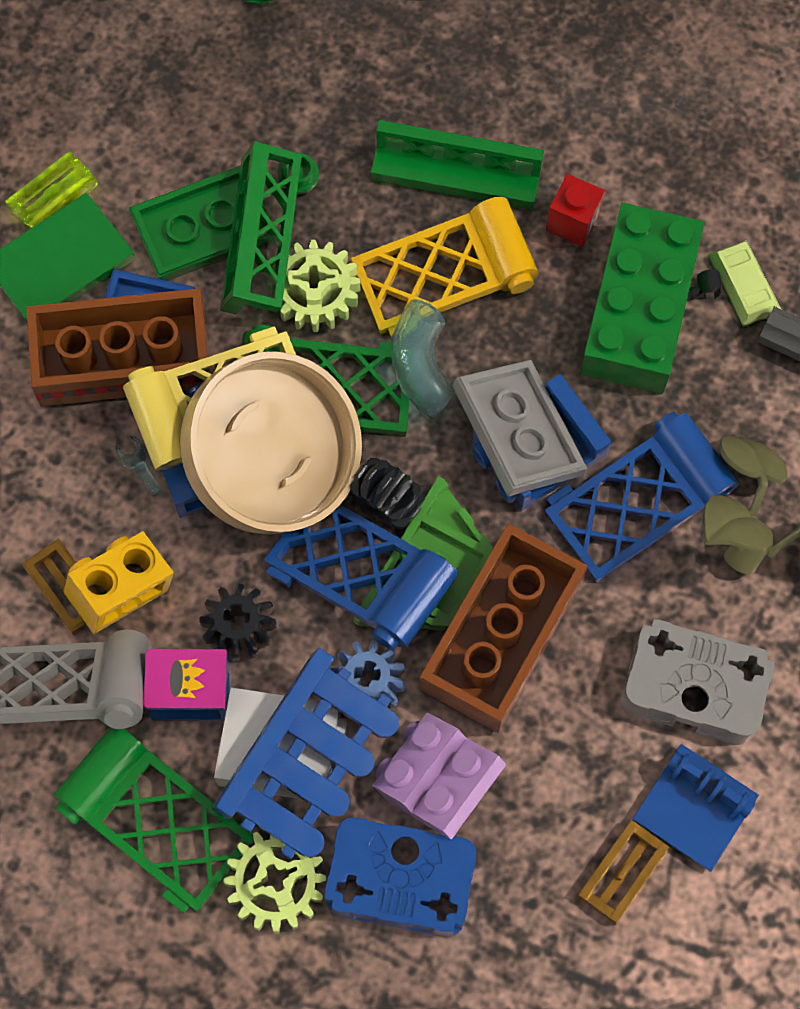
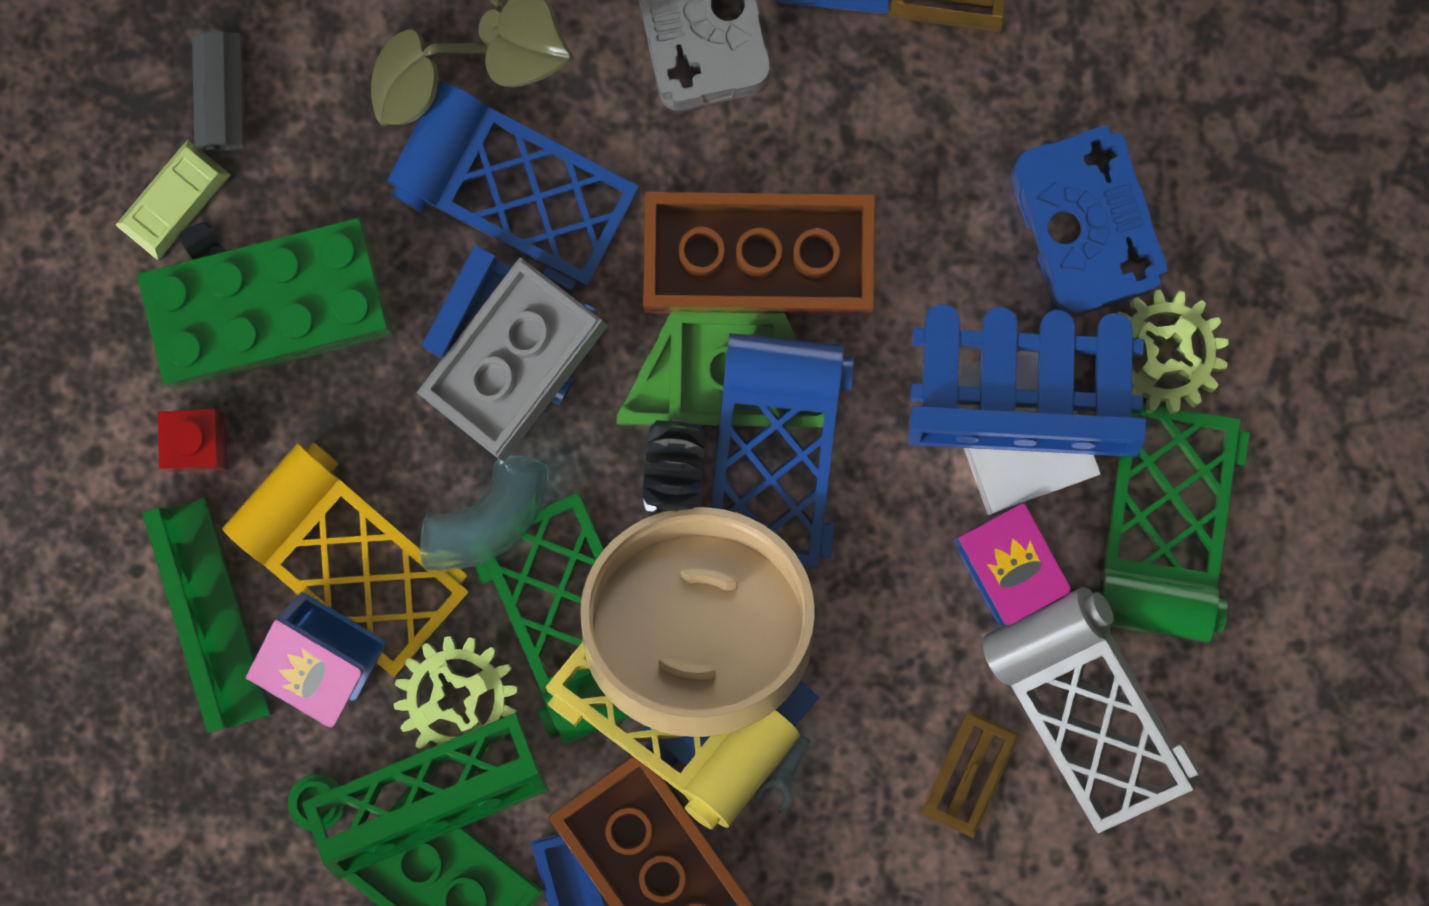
camera: 115 degrees left, 15 degrees up
(125, 588) = (945, 700): yellow brick -> none
(255, 616) = (926, 560): black gear -> none
(376, 663) = (884, 392): medium blue gear -> none
(391, 208) = (316, 659): none -> piece
(437, 775) = (962, 238): lavender plate -> none

